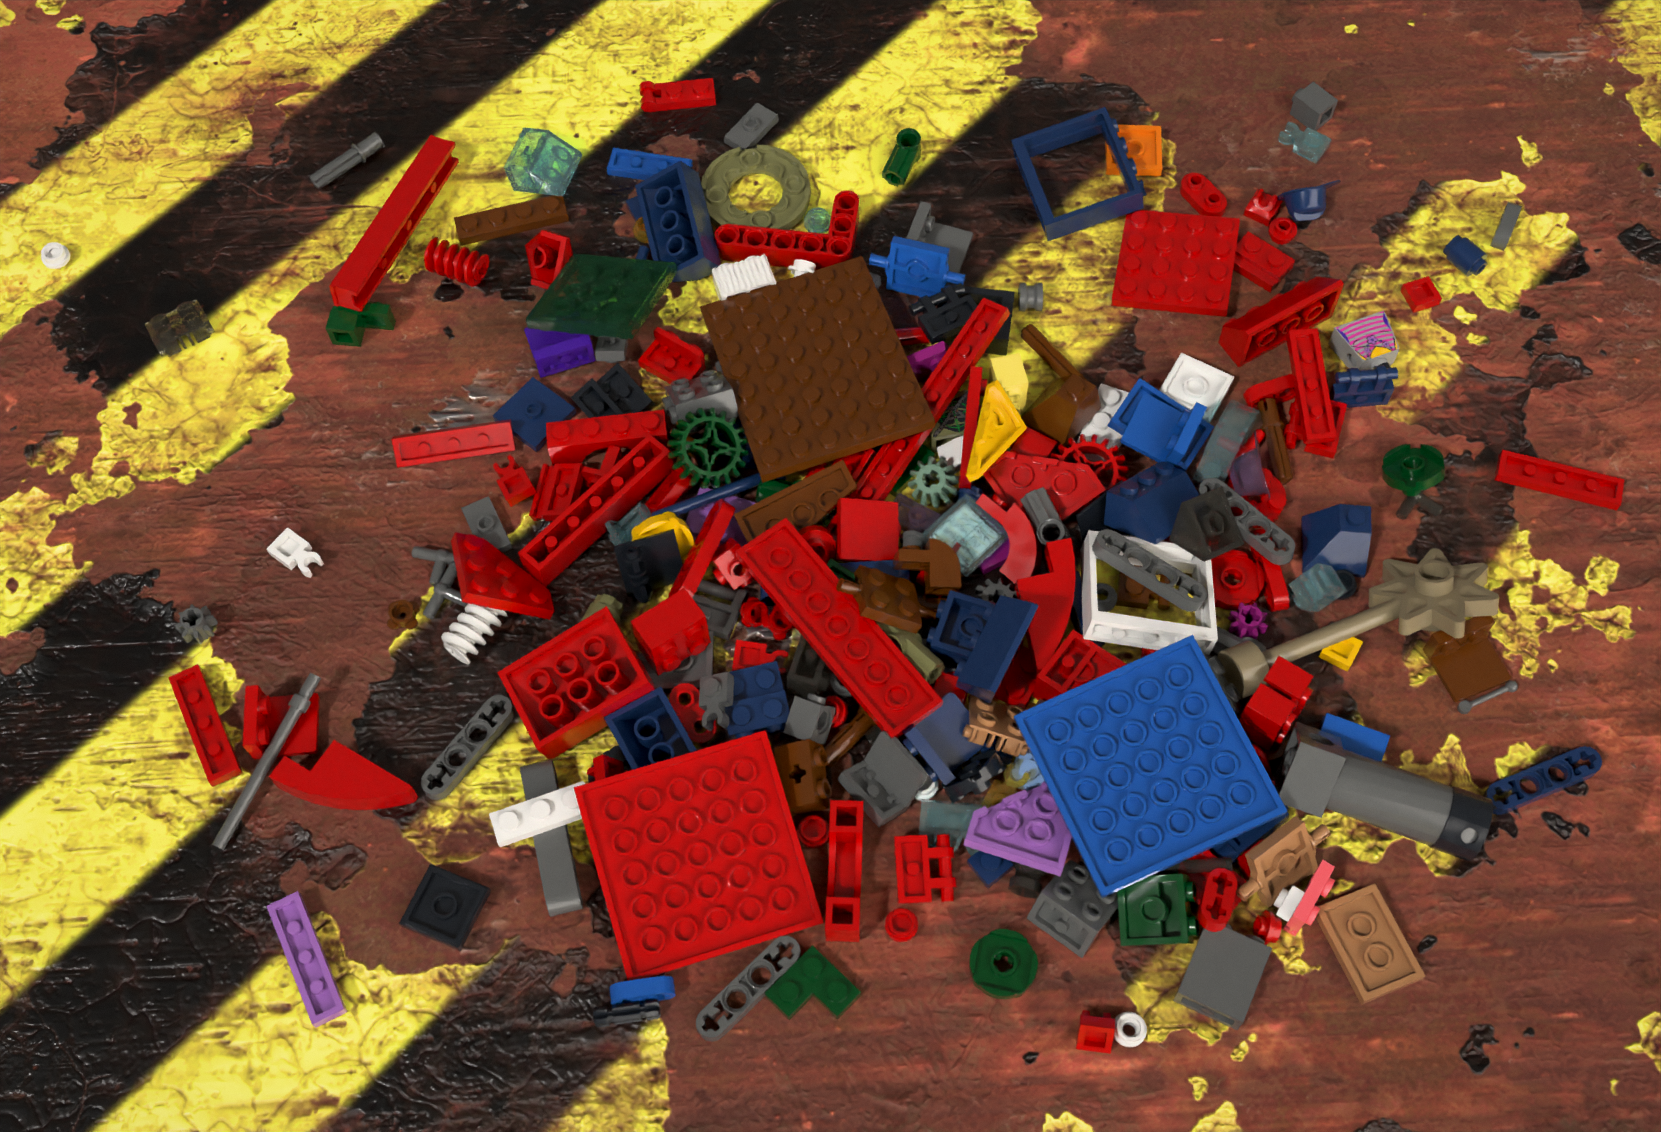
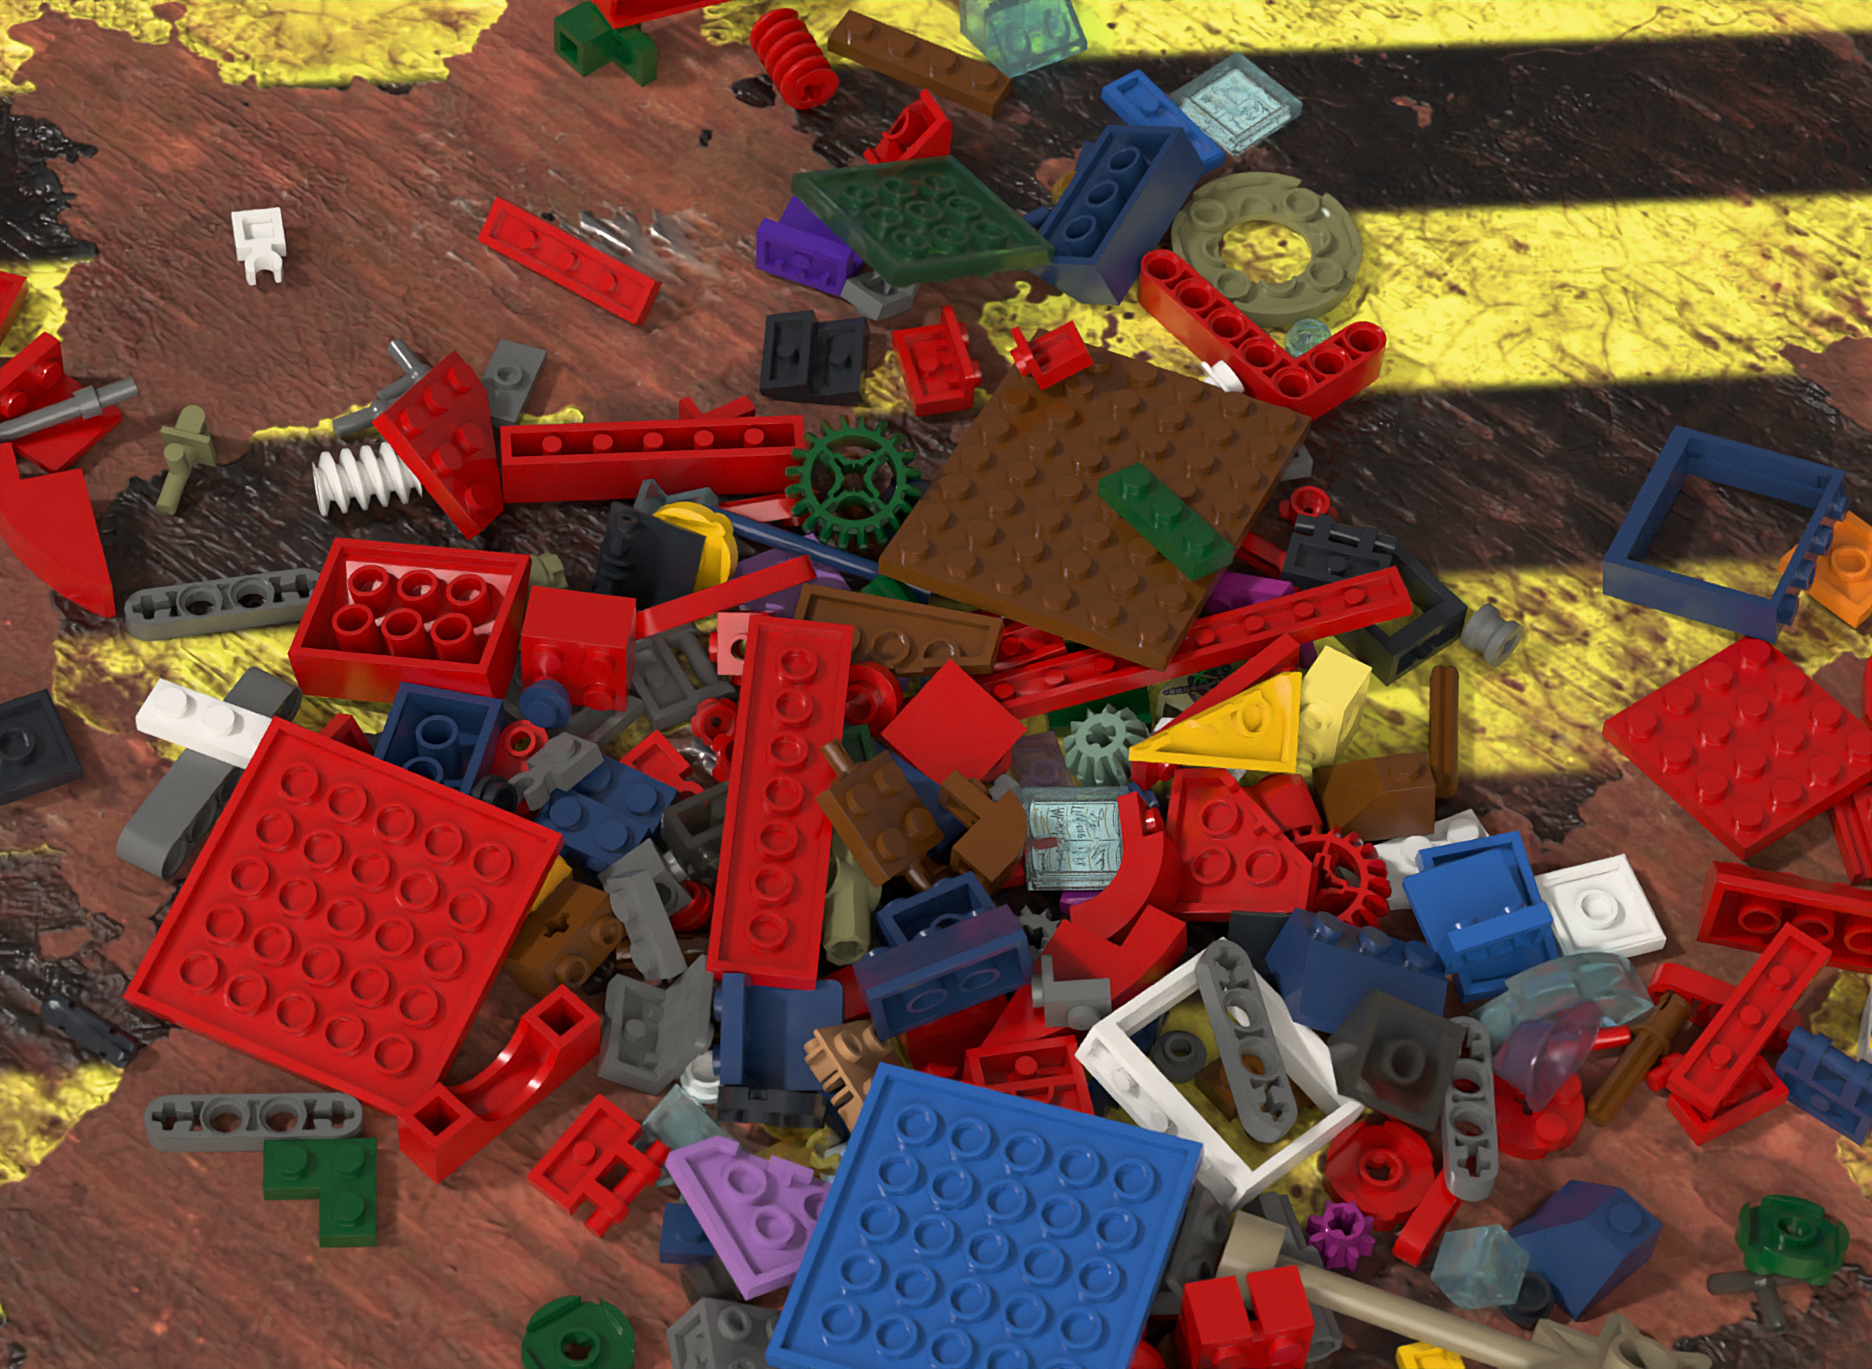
camera: 35 degrees right, 10 degrees down
(196, 624) = (70, 234): dark grey gear -> none
(370, 683) = (184, 445): none -> olive arm
(400, 607) = (307, 404): reddish brown plate -> none
(514, 482) = (594, 360): red plate -> none
(531, 410) = (704, 303): dark blue plate -> none
(556, 490) = (634, 398): red plate -> none
(575, 439) = (711, 360): red arch -> none
(642, 989) = (132, 1015): blue beam -> none
(671, 131) = (1237, 104): none -> clear light blue tile
(677, 95) = (1296, 66): red plate -> none
(680, 671) = (546, 704): none -> dark blue plate
(703, 392) = (926, 424): dark grey brick -> none
(705, 736) = (497, 792): none -> black plate
(730, 315) = (1051, 355): none -> red bracket
(742, 276) = (1133, 331): white brick -> none
(751, 127) = (1348, 172): dark grey plate -> none
(813, 831) = (508, 1013): red plate -> none
(837, 738) = (647, 925): none -> dark grey plate
(865, 355) = (1165, 521): none -> dark green plate
(897, 294) = (1307, 501): none -> red plate
(901, 925) = (506, 1207): red plate -> none
(903, 157) = (1520, 344): dark green piece -> none
(916, 267) = (1367, 478): blue plate -> none
(927, 231) = (1430, 478): dark grey bracket -> none
(1043, 514) = (1192, 886): dark grey piece -> none
(1069, 614) = (1070, 1003): none -> dark grey bracket

